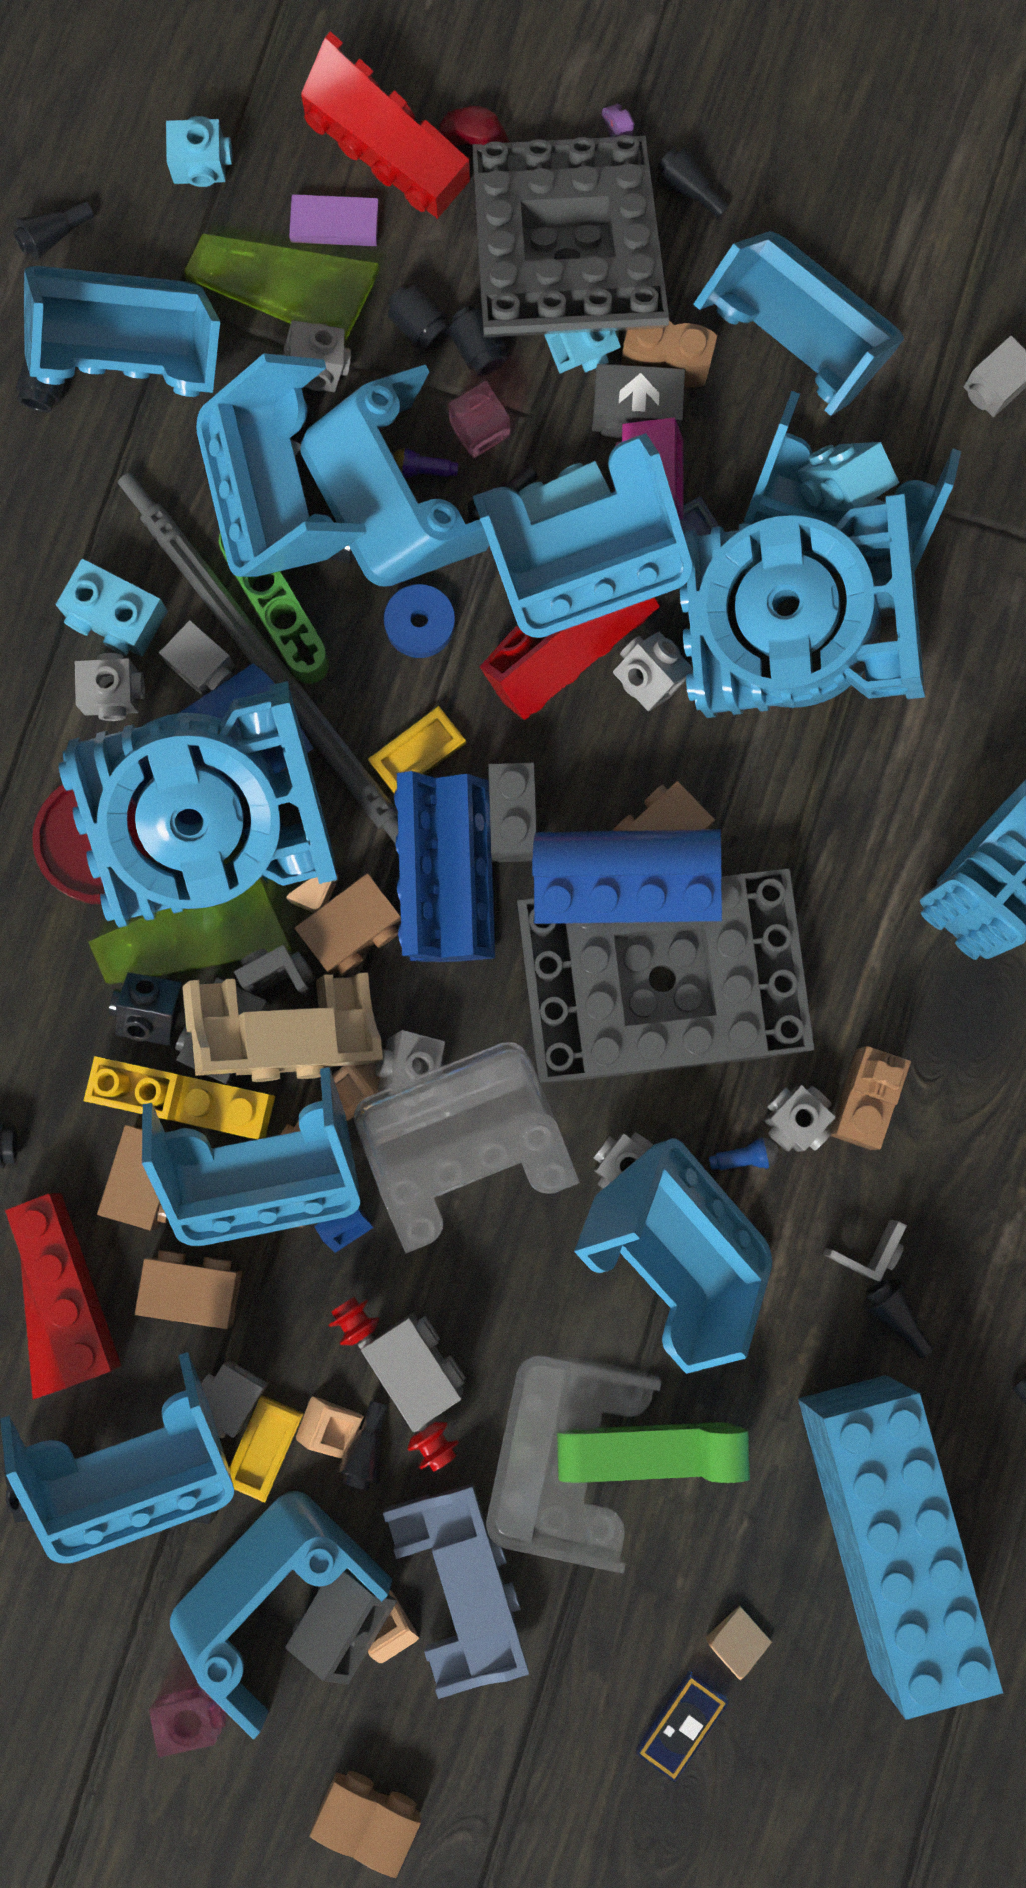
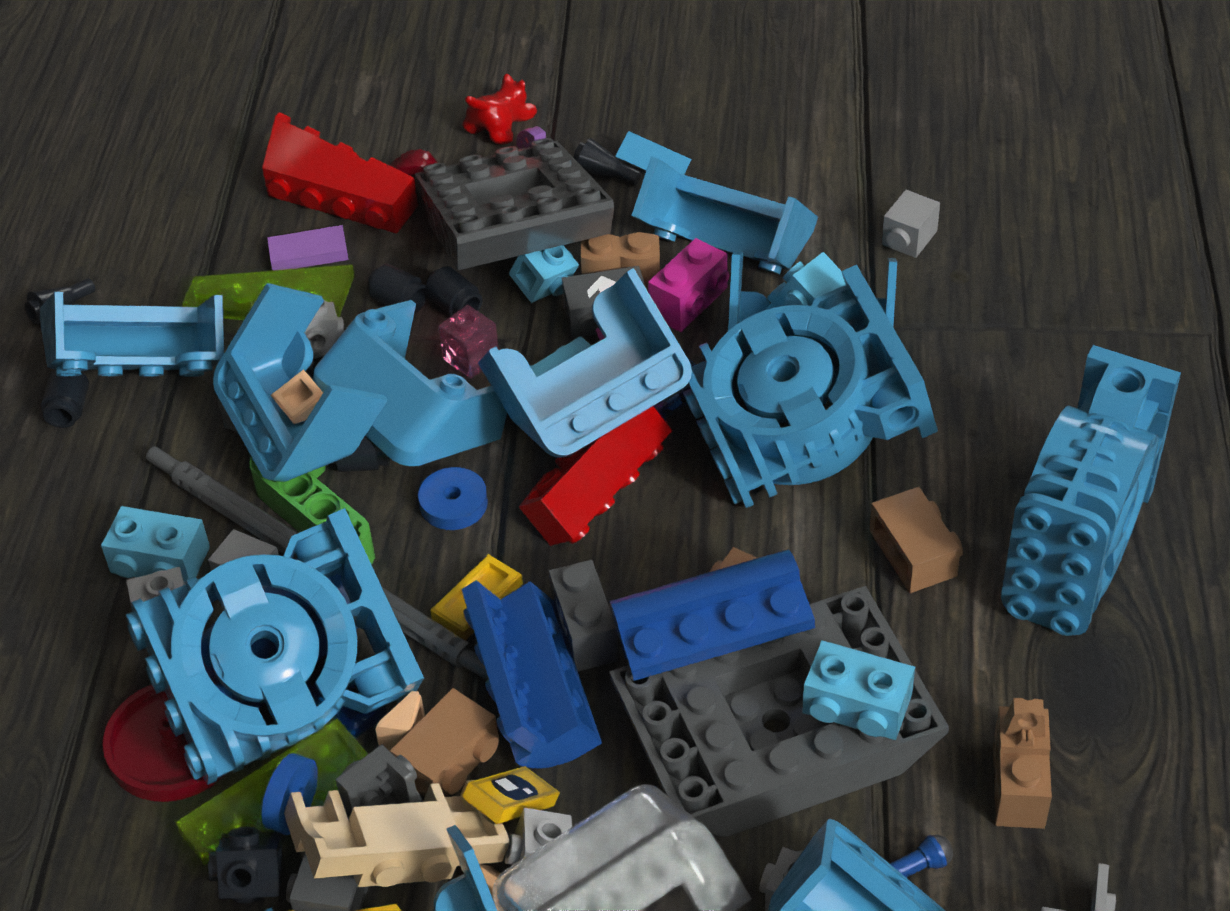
camera: 10 degrees left, 35 degrees down
(192, 958) = (291, 775): none -> blue piece
(197, 151) = (180, 223): medium azure brick -> none
(285, 476) = (298, 397): none -> light nougat slope
(396, 1000) = (507, 793): none -> yellow tile
(591, 61) = (499, 111): none -> red animal
(652, 669) = (681, 476): light grey brick -> none
(733, 402) = (689, 283): none -> dark pink brick
(738, 1007) = (858, 690): none -> medium azure brick
(749, 186) = (639, 151): none -> dark azure sticker
(784, 1126) = (959, 803): light grey brick -> none
(862, 808) = (915, 539): none -> medium nougat brick

